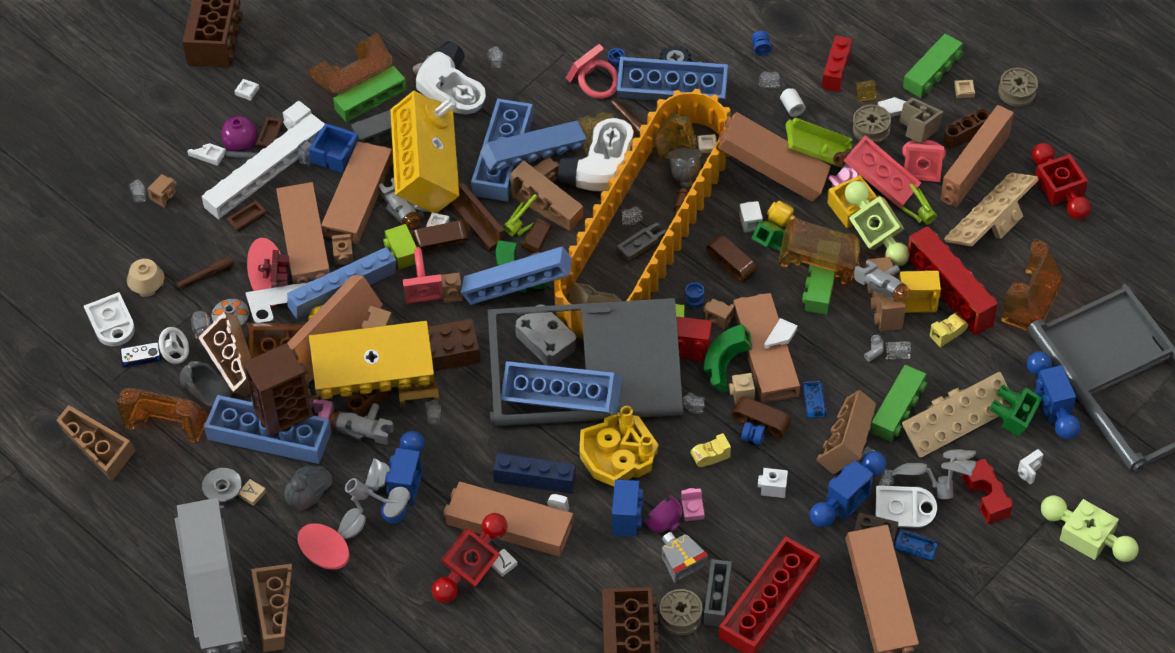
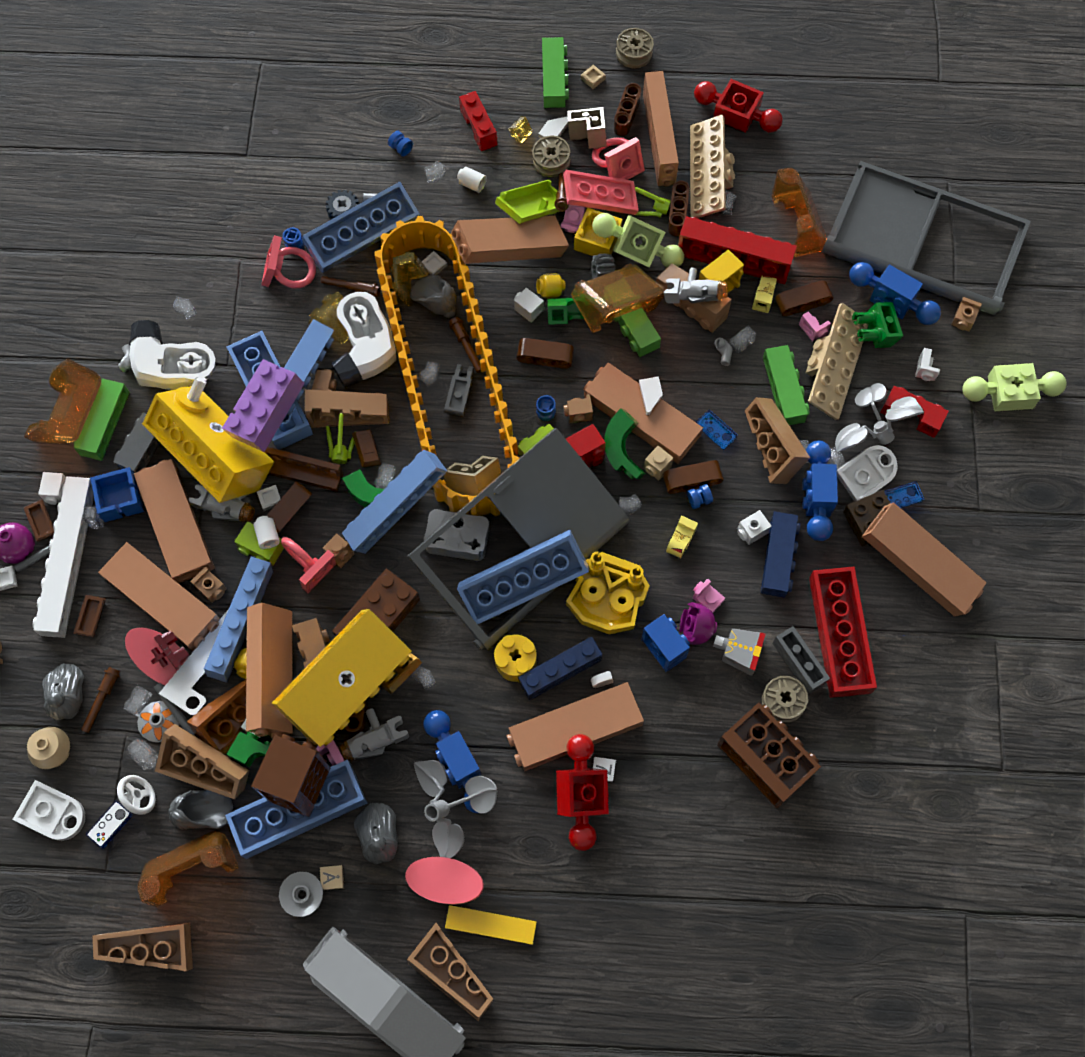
camera: 40 degrees left, 15 degrees up
(185, 251) = (63, 691): none -> dark grey hair
(228, 290) = (137, 701): none -> clear piece
(246, 313) = (174, 710): none -> dark grey bar
(329, 601) = (490, 925): none -> yellow tile
(410, 237) = (266, 532): none -> white brick
(480, 146) = (263, 405): none -> medium lavender piece
(509, 438) = (515, 646): none -> yellow brick
(775, 514) = (779, 554): none -> dark blue brick
(834, 221) = (602, 265): none -> dark grey gear
(942, 219) = (678, 200): none -> reddish brown beam
(963, 376) = (812, 328): none -> bright pink bracket
(977, 353) = (804, 298): none -> reddish brown beam
(983, 246) = (730, 201): none -> clear piece
(1103, 453) = (966, 314): none -> medium nougat brick

